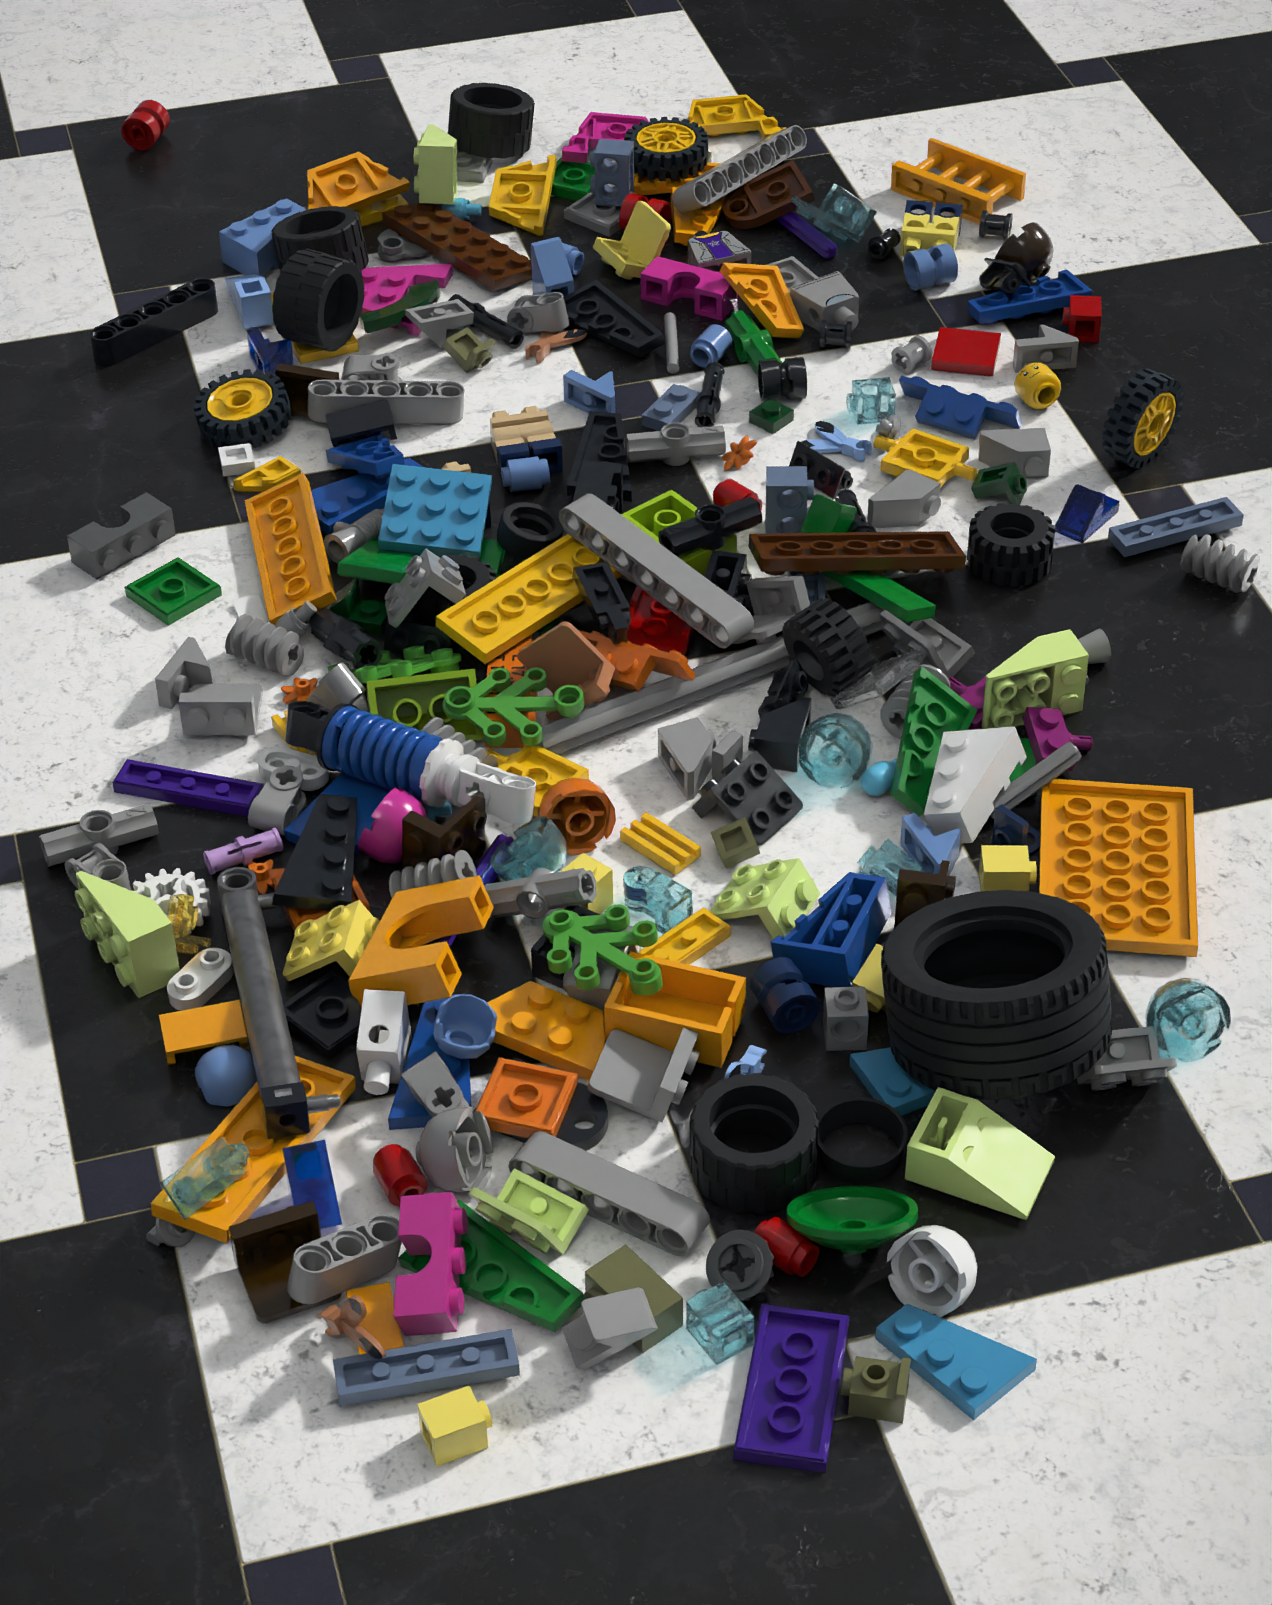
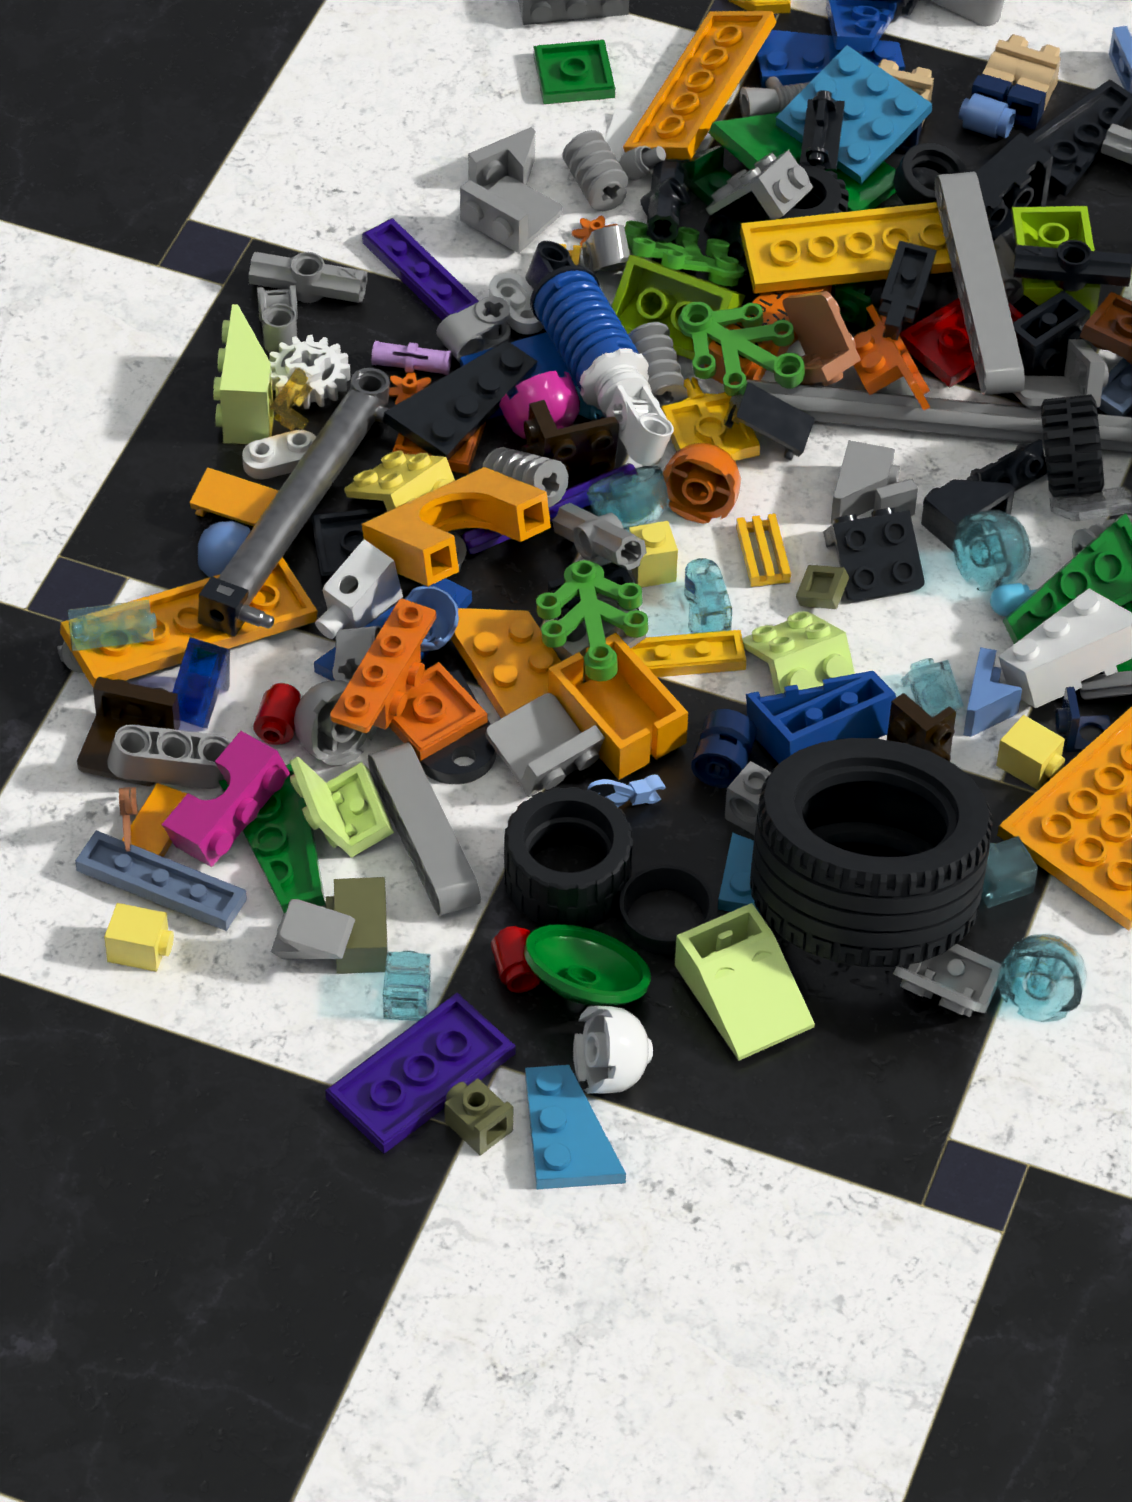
camera: 35 degrees right, 10 degrees up
(429, 527) = (822, 131): none -> black hinge
(479, 1076) = (387, 670): none -> orange bracket
(582, 742) = (771, 418): none -> black hinge
(725, 1254) = (463, 935): dark grey gear -> none

